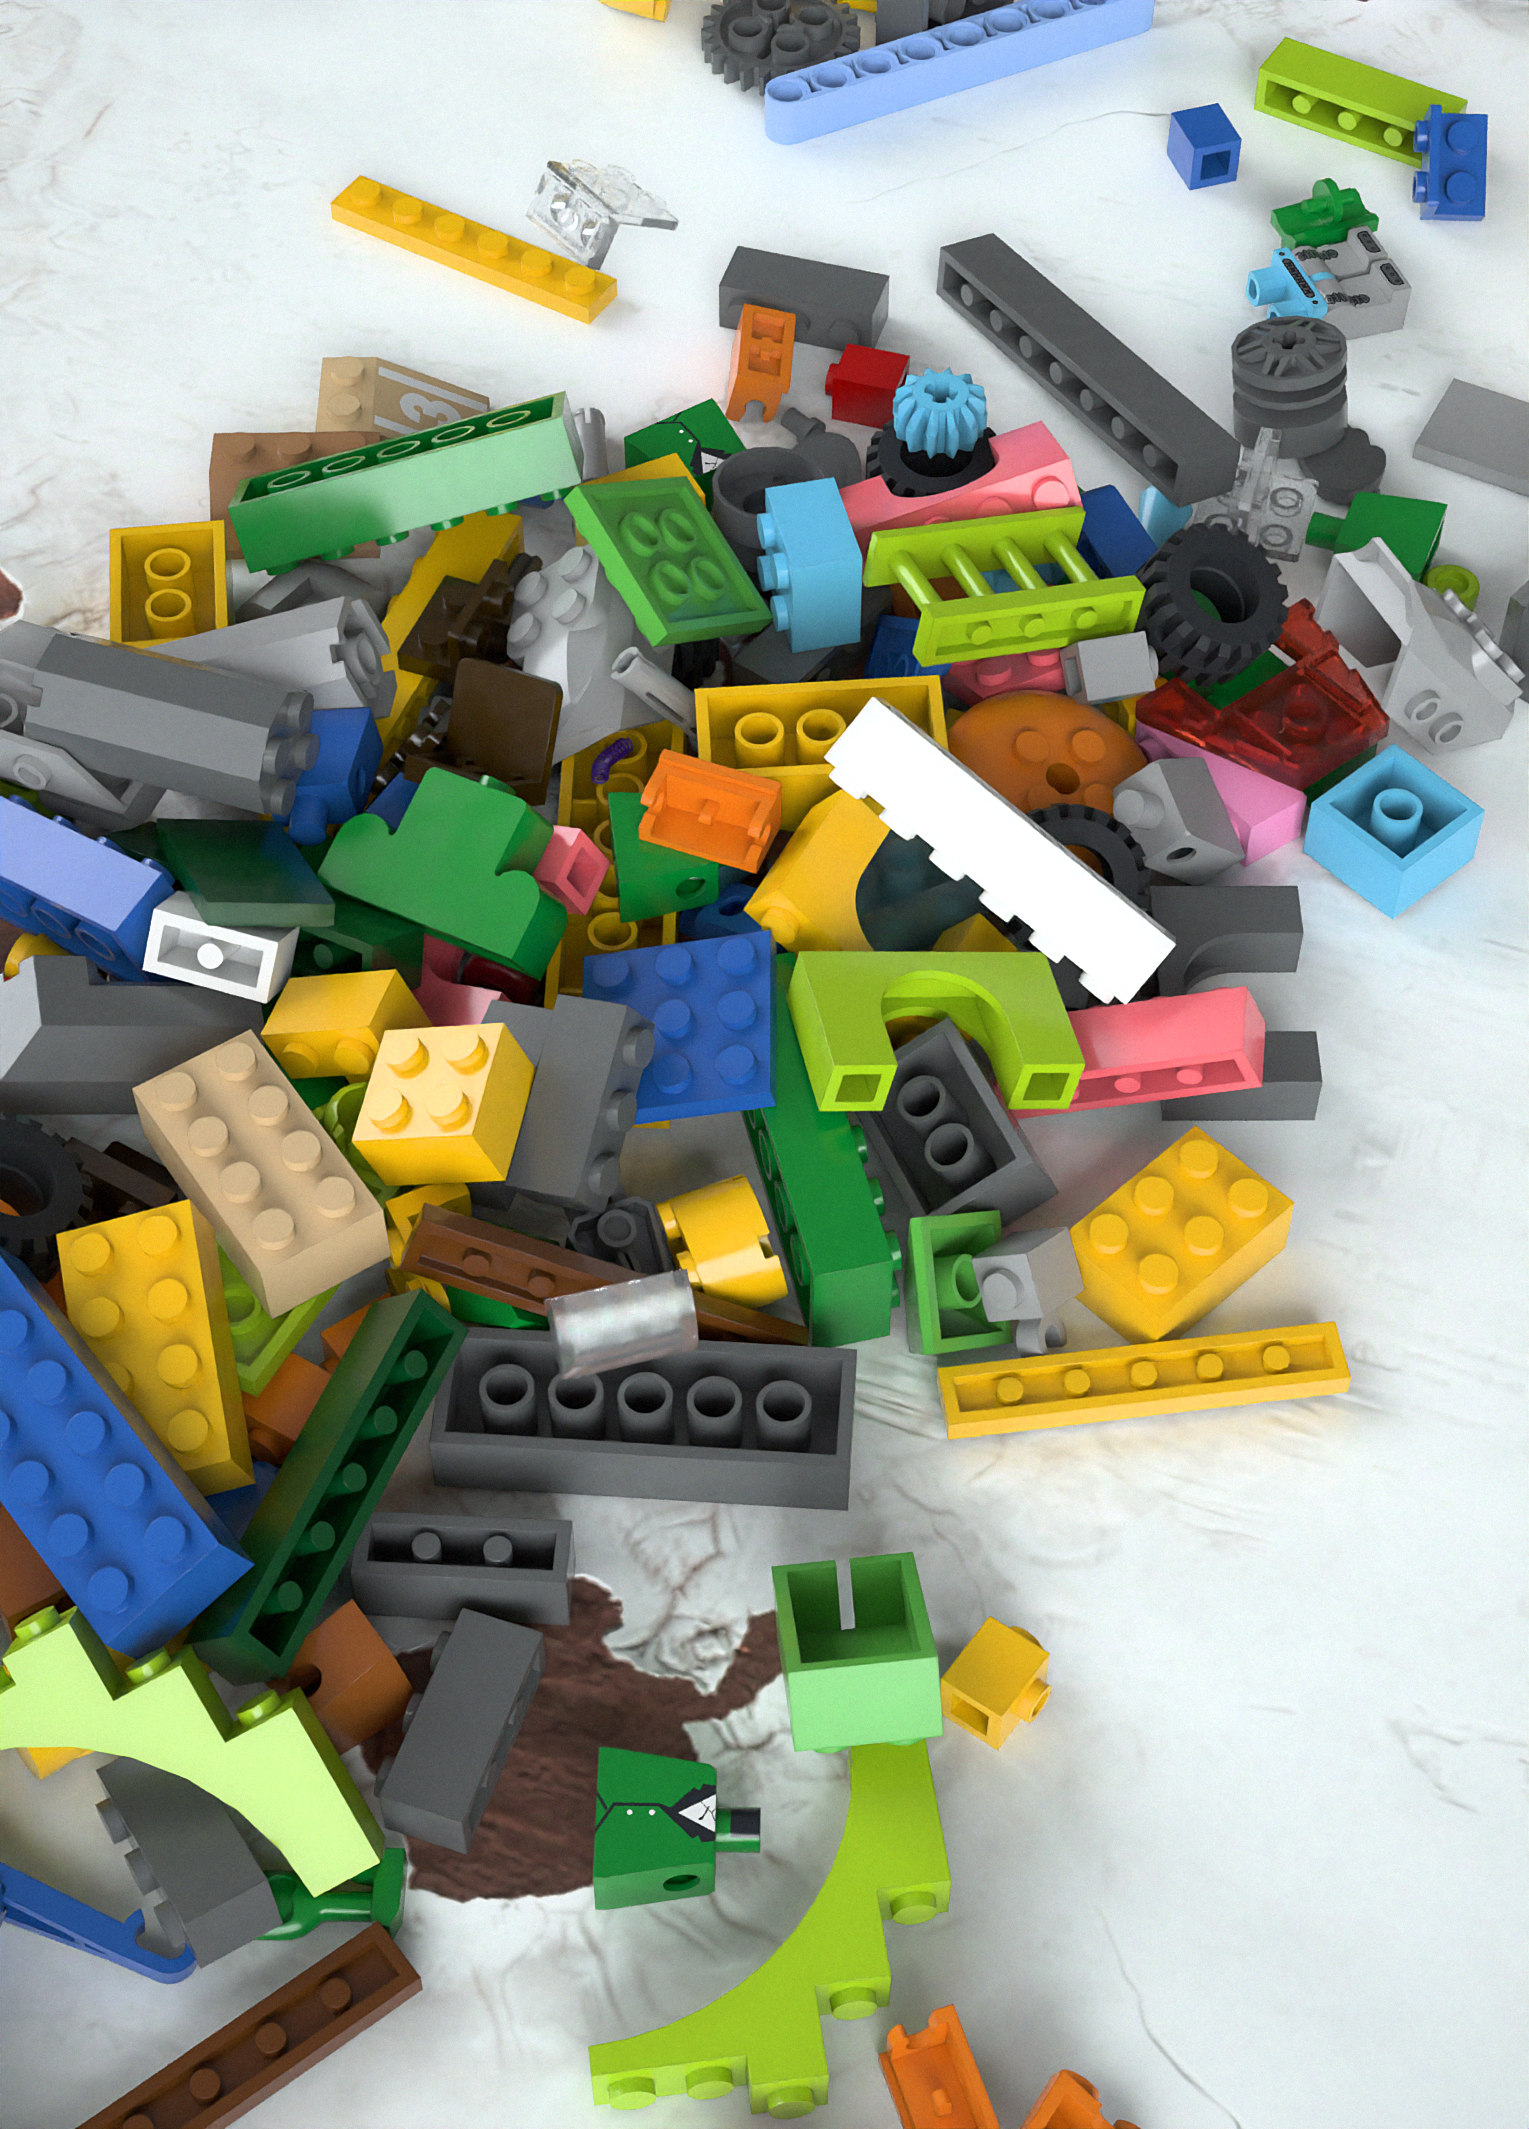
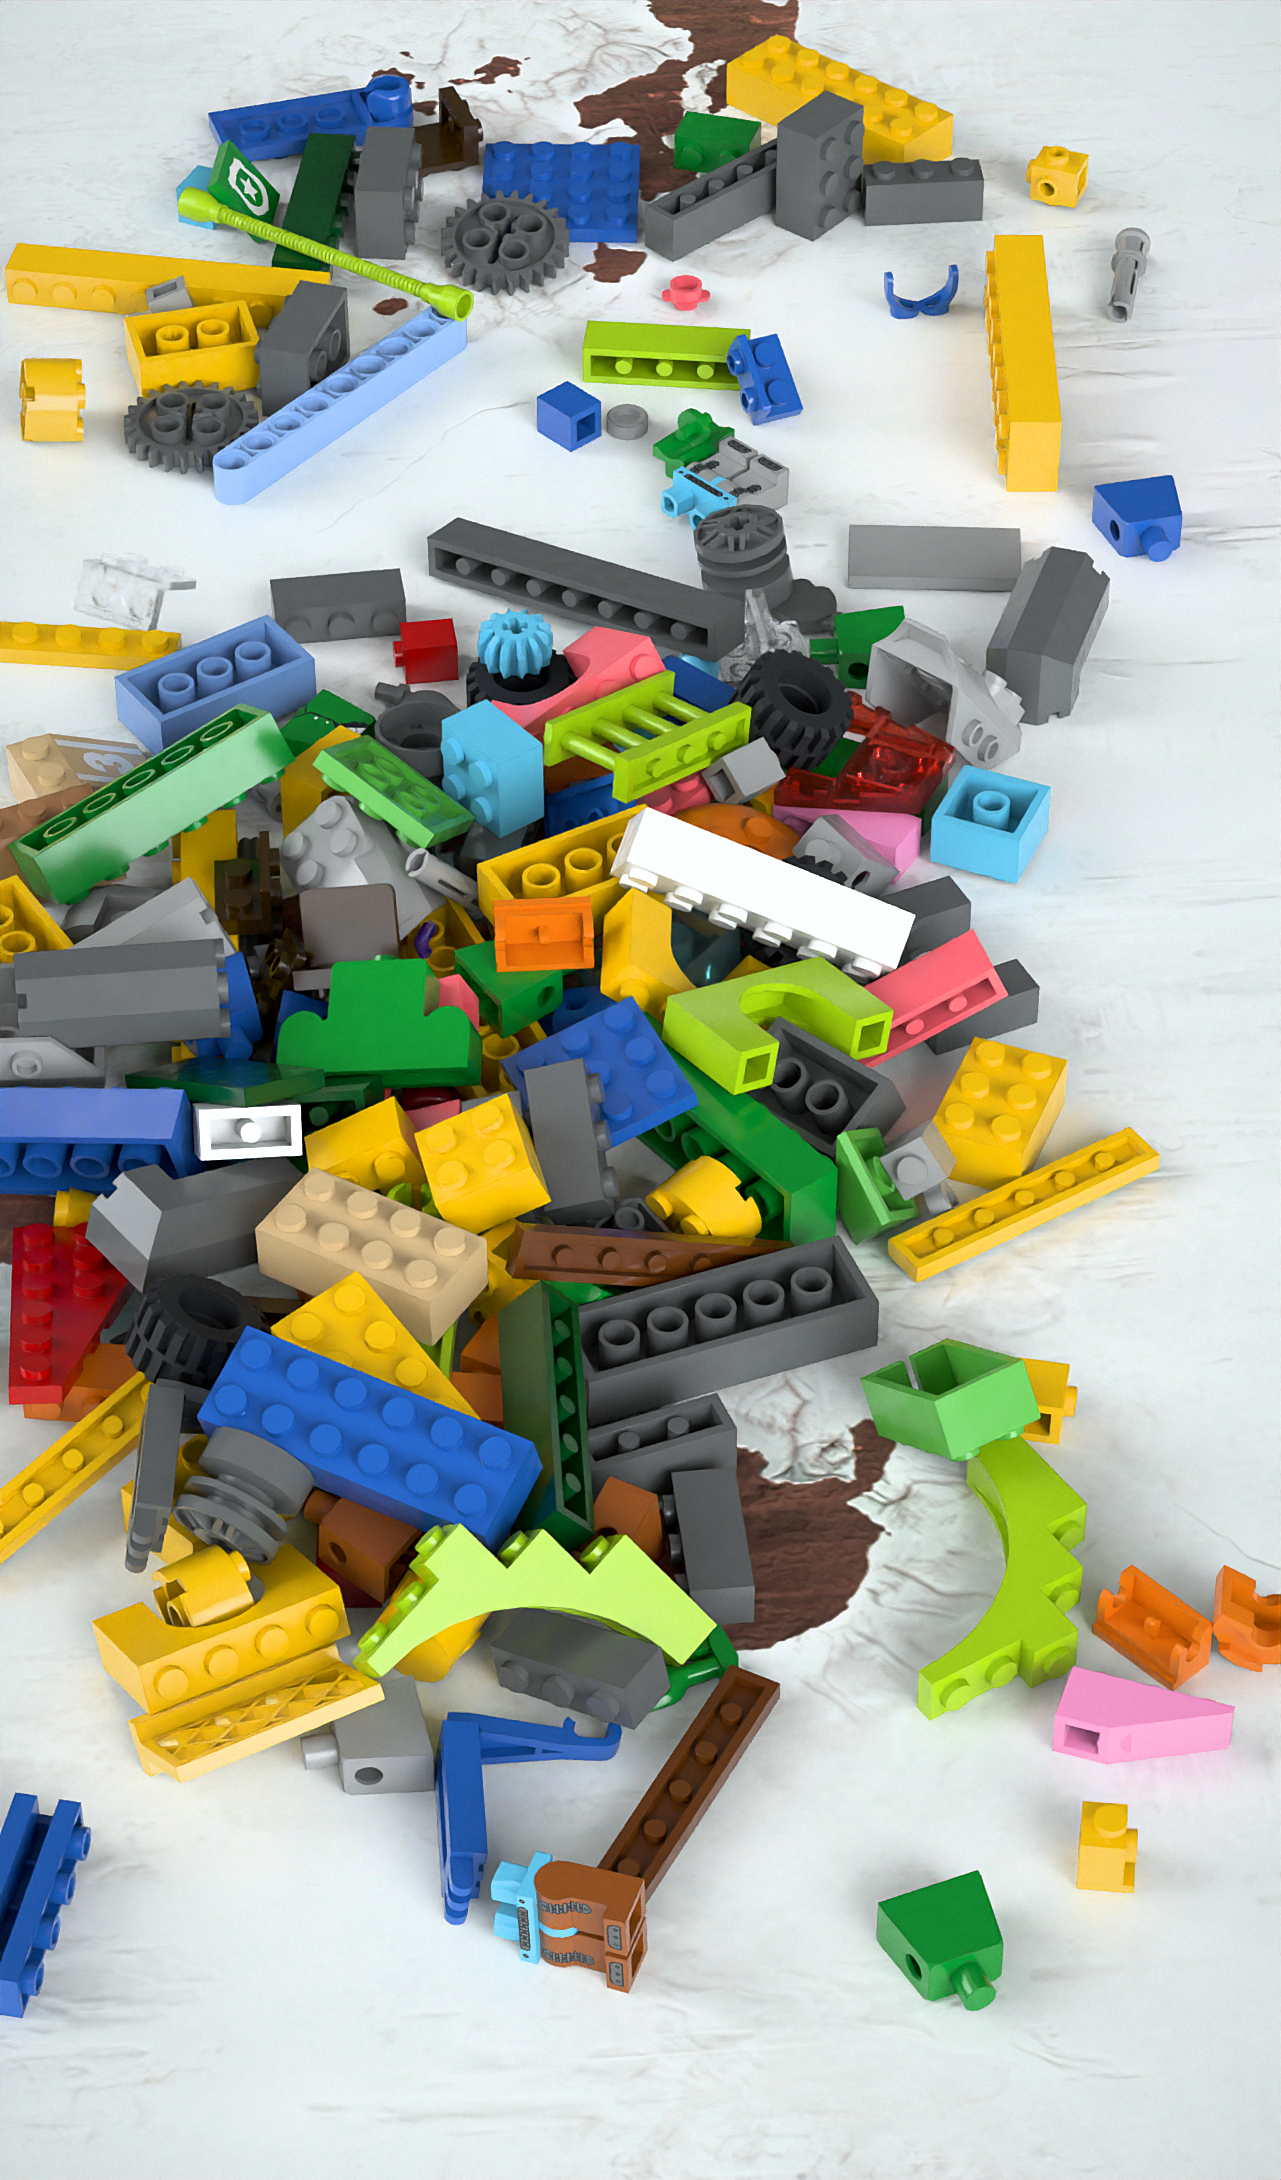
camera: 25 degrees left, 10 degrees down
(607, 353) = (198, 683): none -> medium blue brick
(623, 1323) = (683, 1261): clear brick -> none
(661, 1829) = (877, 1553): green torso -> none
(760, 361) = (337, 654): orange hinge -> none
(1272, 172) = (627, 422): none -> light grey tile
(1429, 35) = (685, 293): none -> coral plate

